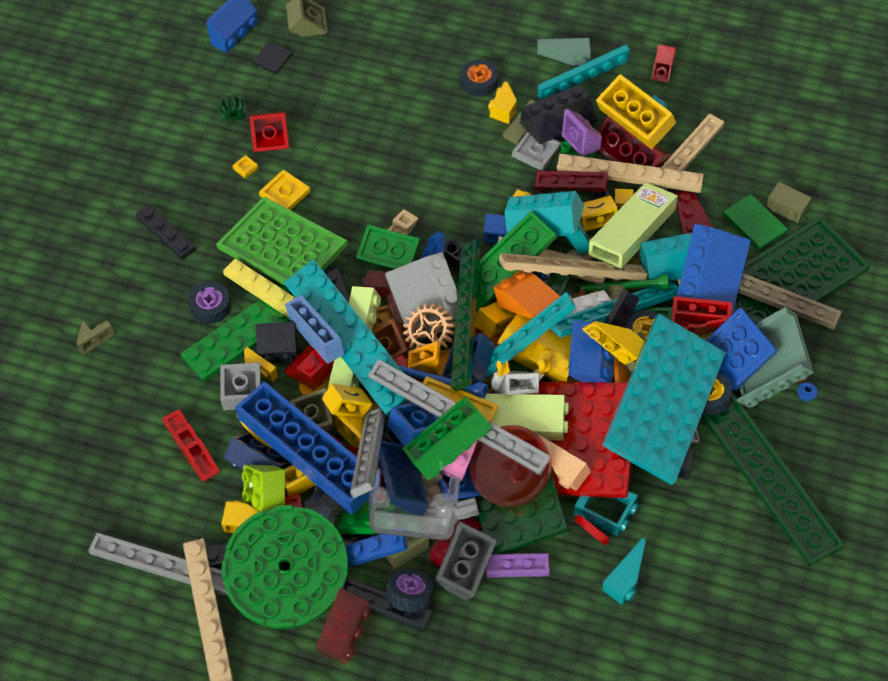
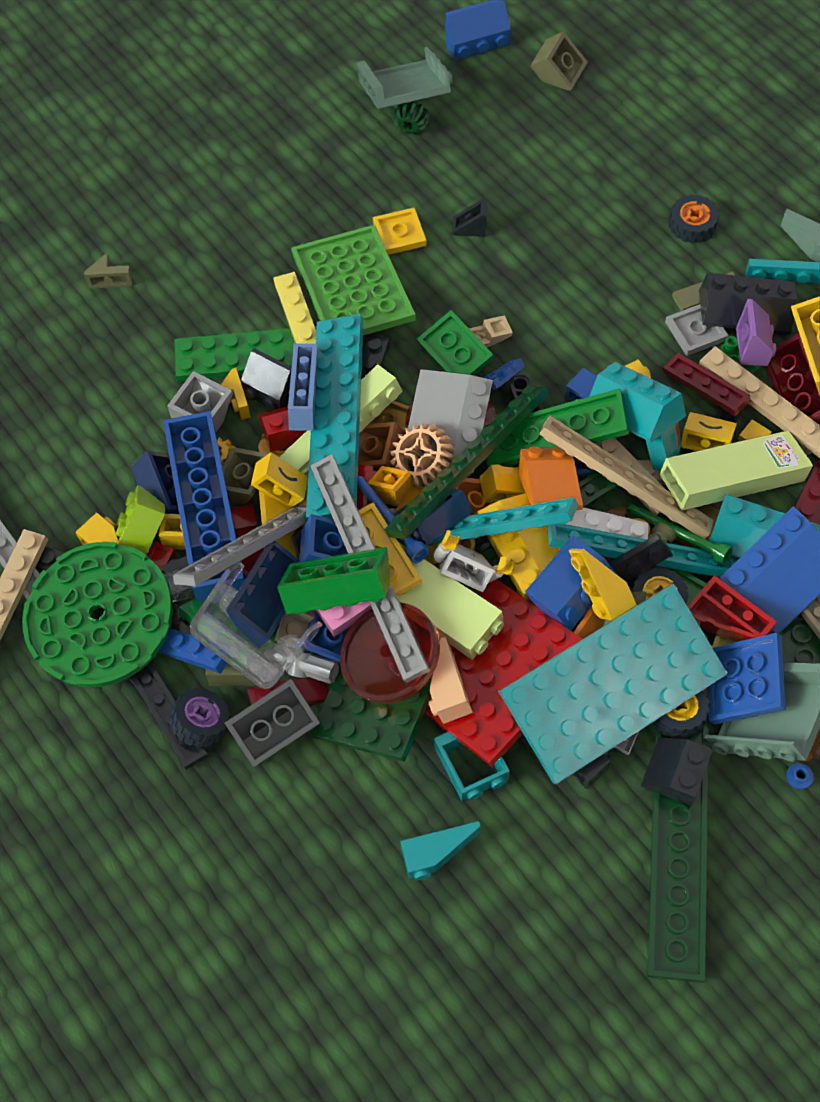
camera: 35 degrees right, 5 degrees up
(165, 232) = (255, 210): black plate -> none
(191, 445) = (113, 436): red slope -> none
(210, 83) = (405, 81): none -> sand green panel
(219, 302) = (241, 303): black wheel -> none
(245, 166) = (382, 185): yellow tile -> none
(269, 131) = (431, 160): red slope -> none
(272, 57) = (494, 88): black piece -> none
(331, 156) = (471, 220): none -> black slope
(343, 627) = (102, 711): clear red slope -> none
(378, 281) = (409, 375): clear red brick -> none
(504, 104) = (696, 261): yellow slope -> none
(518, 565) = (330, 763): medium lavender plate -> none
(592, 529) = (432, 776): red tile -> none
(737, 429) = (677, 769): none -> black slope

